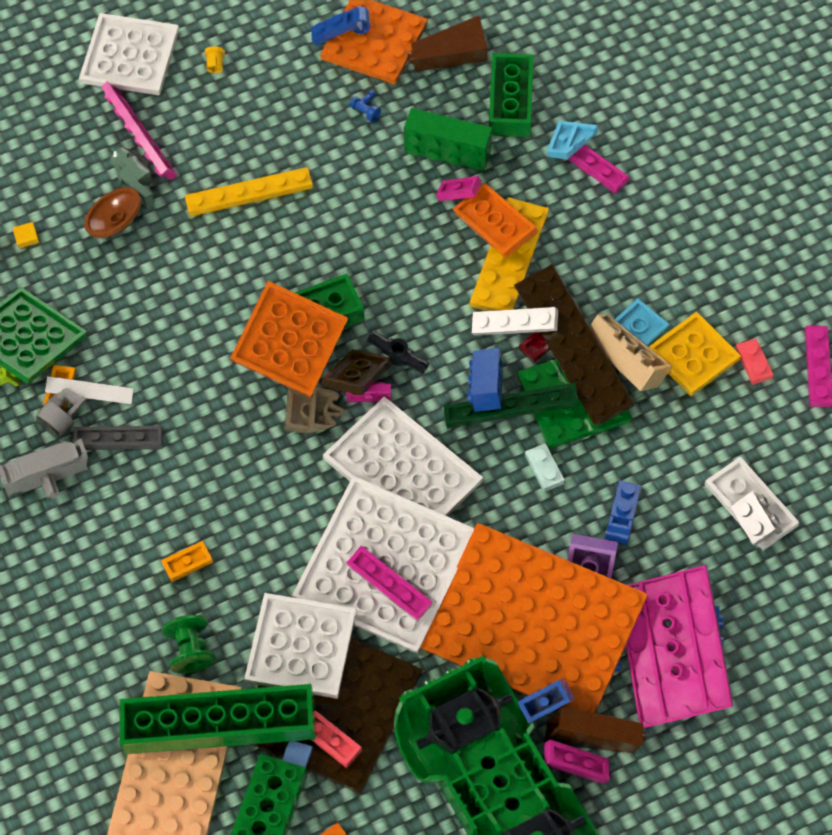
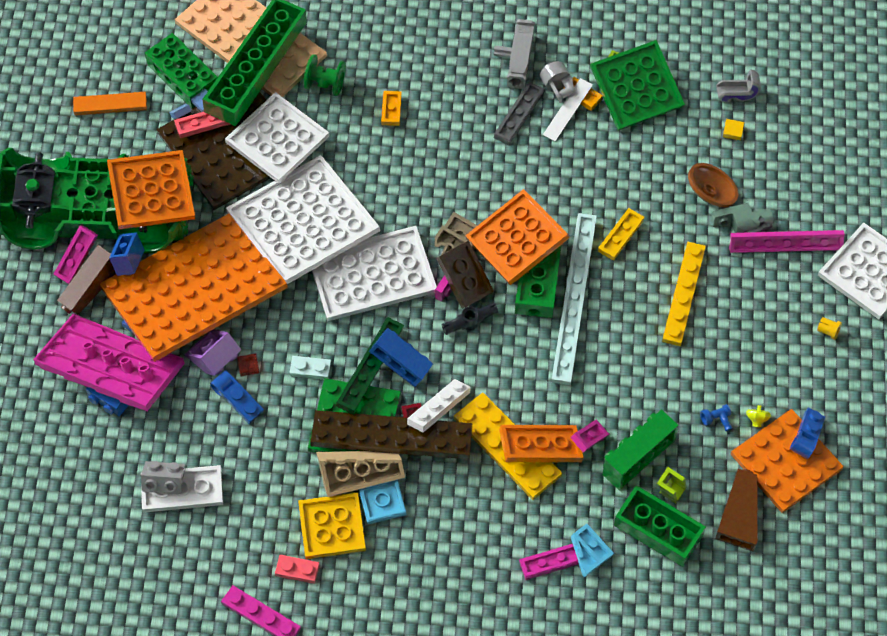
camera: 120 degrees right, 0 degrees up
(215, 271) = (621, 234): none -> yellow plate
(322, 778) = (180, 111): none -> medium blue tile
(345, 74) = (758, 416): none -> neon yellow piece
(351, 264) = (574, 299): none -> light aqua plate
(389, 583) = (282, 208): dark pink plate -> none
(467, 700) = (150, 189): none -> orange plate
(468, 98) = (672, 485): none -> lime window
(579, 524) = (248, 364): none -> clear red tile

